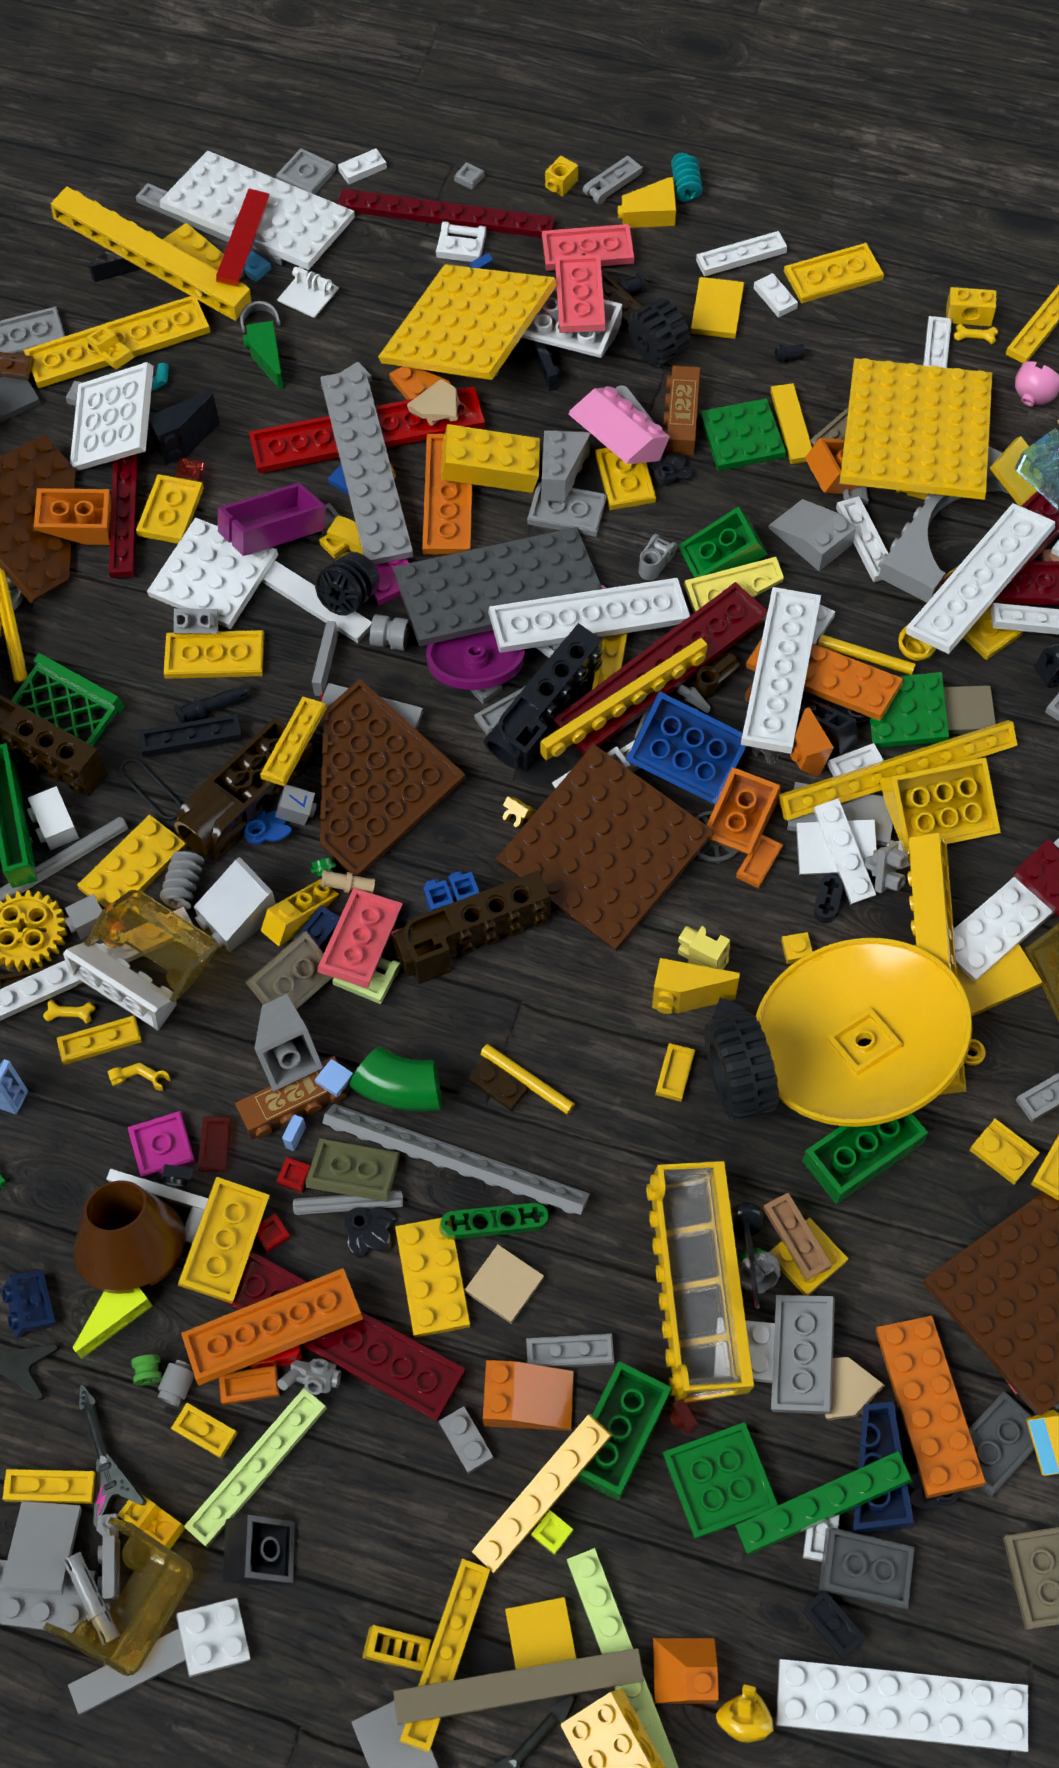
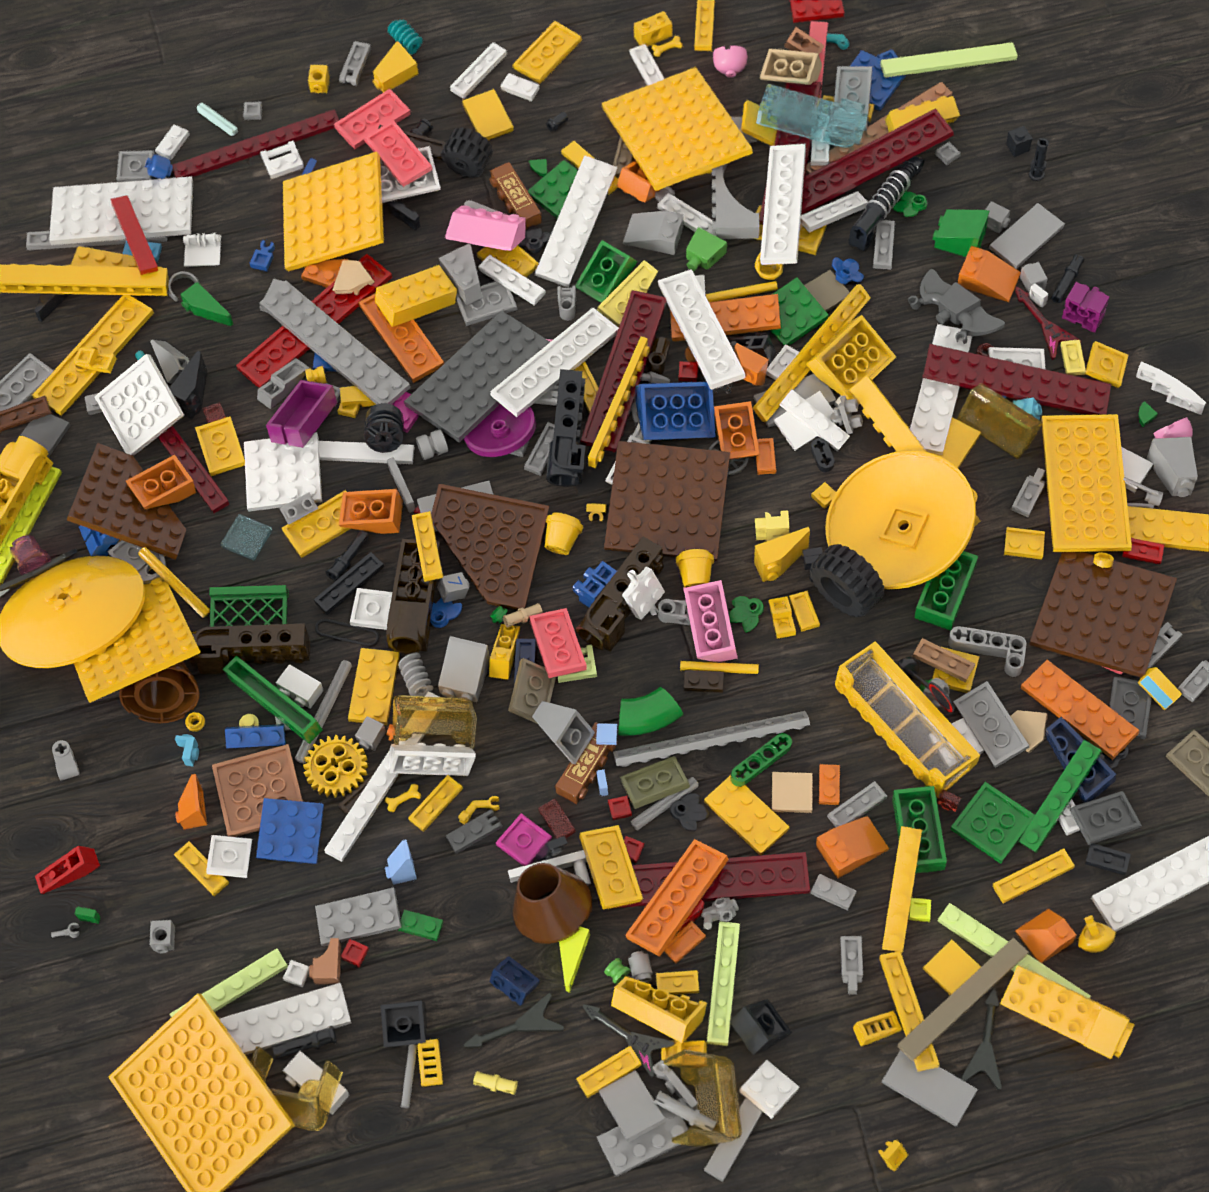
camera: 30 degrees left, 0 degrees up
(114, 1099) = (473, 831): none -> dark grey hinge
(124, 622) = (246, 537): none -> clear light blue tile
(157, 1453) = (659, 1009): none -> yellow wedge
(186, 384) = (170, 360): none -> light grey slope
(188, 773) = (371, 608): none -> white plate
(271, 669) = (372, 511): none -> orange slope
(283, 474) = (281, 383): none -> light grey slope
(324, 489) = (316, 375): none -> yellow wheel
(326, 182) = (158, 166): none -> blue head
(363, 334) = (262, 258): none -> blue plate
(423, 1543) = (851, 961): none -> light grey hinge
(425, 166) = (217, 119): none -> light aqua axle
(457, 813) = (561, 532): none -> yellow piece
(492, 936) = (643, 592): none -> white plate
(527, 985) = (677, 612): none -> light grey piece
(551, 1019) = (710, 622): none -> bright pink slope
(555, 1302) = (829, 784): none -> orange plate
(579, 945) = (695, 566): none -> yellow piece
(601, 1032) = (743, 614): none -> green plate
(611, 499) = (512, 280): none -> white tile
(643, 1064) = (782, 617): none -> yellow slope
(723, 1583) = (1033, 875): none -> yellow plate
(729, 472) = (576, 221): none -> white plate
(734, 392) = (539, 166): none -> green tile
(735, 711) = (688, 371): none -> red plate
(855, 583) = (704, 250): none -> bright green torso
(865, 1254) = (988, 648): none -> light grey beam
(1010, 698) = (847, 270): none -> blue plate

